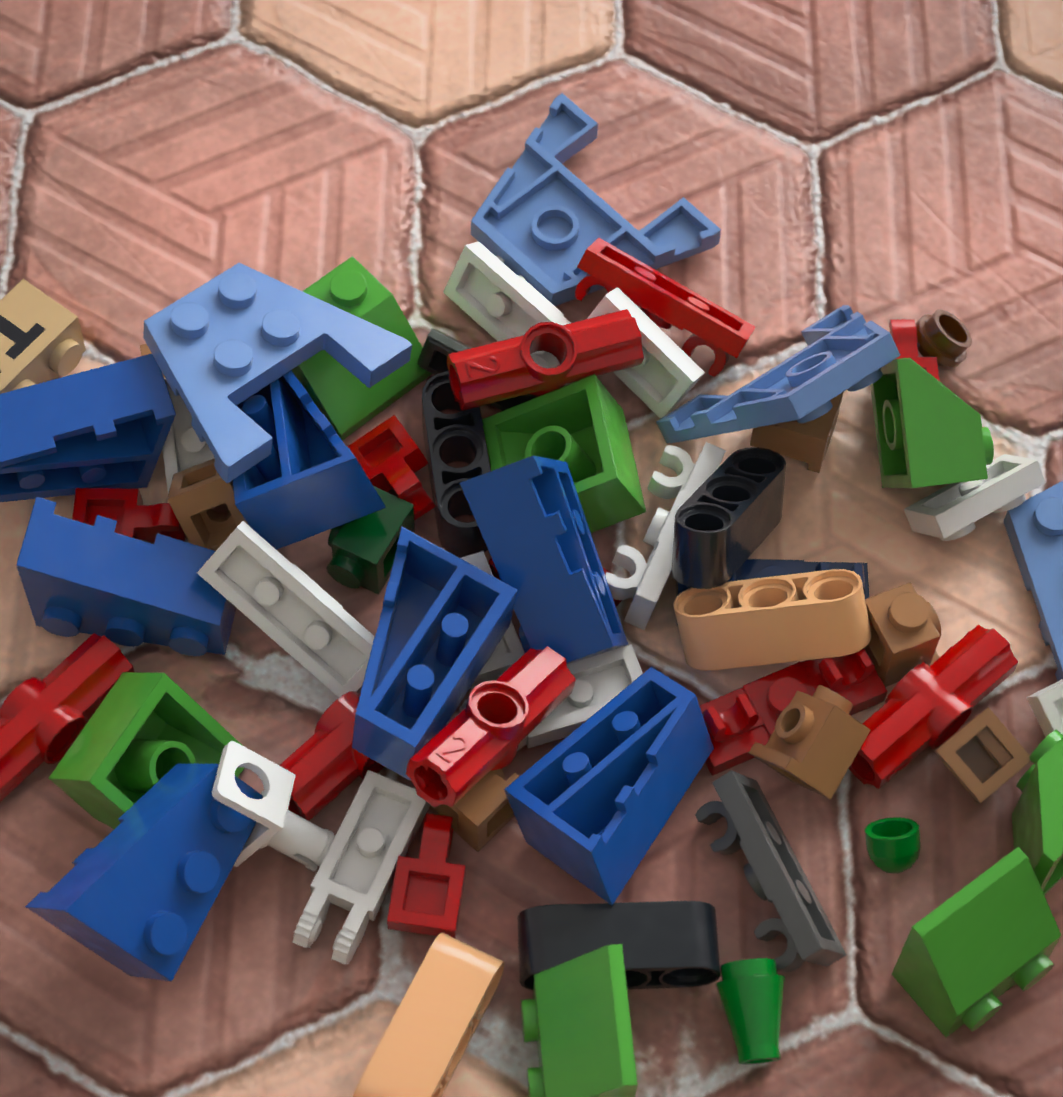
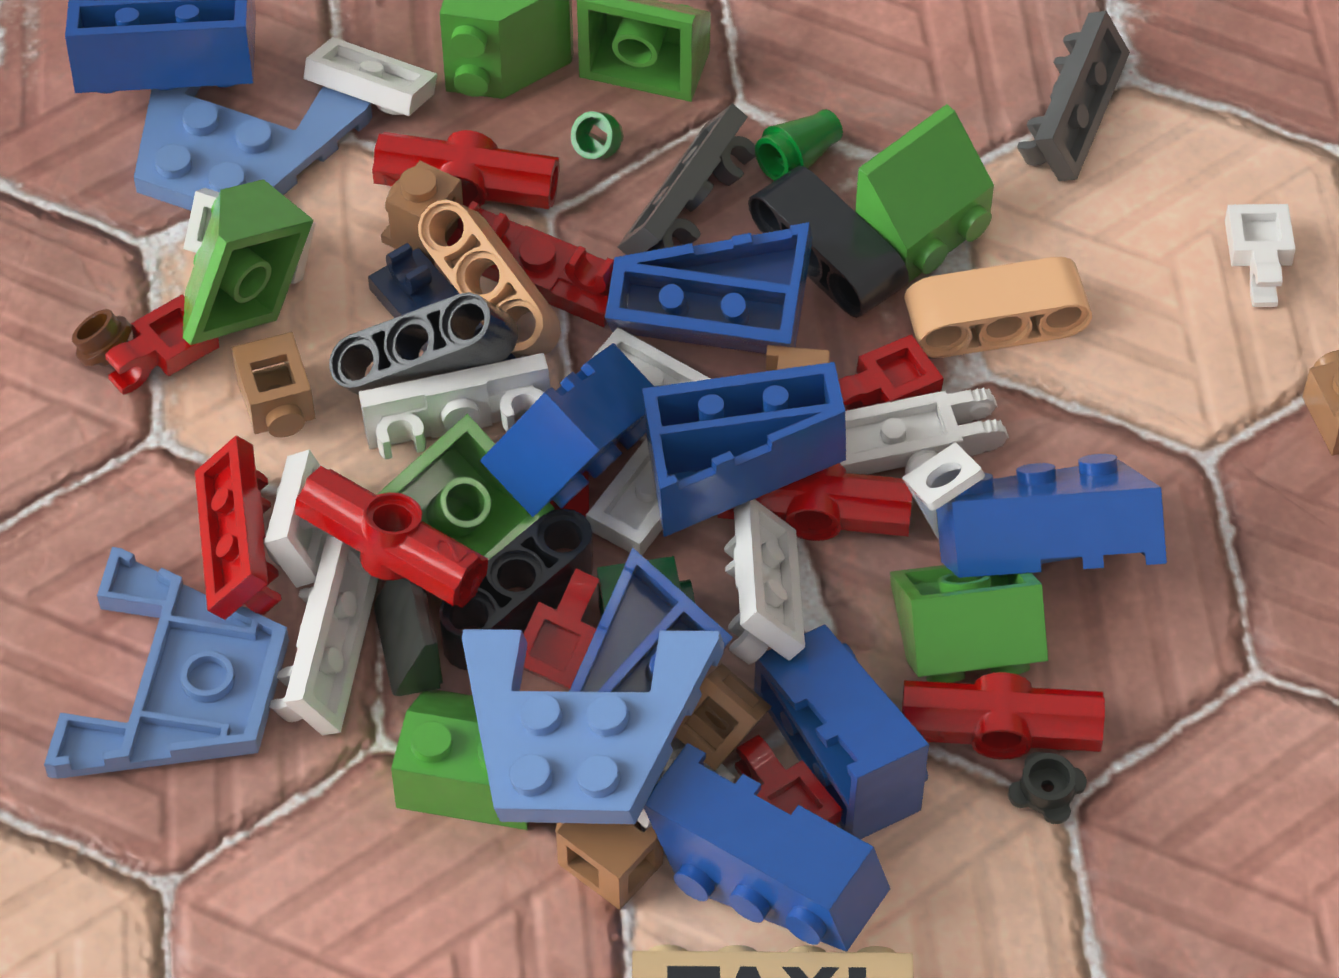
camera: 125 degrees left, 5 degrees down
(490, 727) = (753, 351): red piece -> none
(814, 741) = (594, 207): medium nougat brick -> none
(839, 357) = (261, 335): medium blue wing -> none
(983, 755) = (494, 97): medium nougat brick -> none

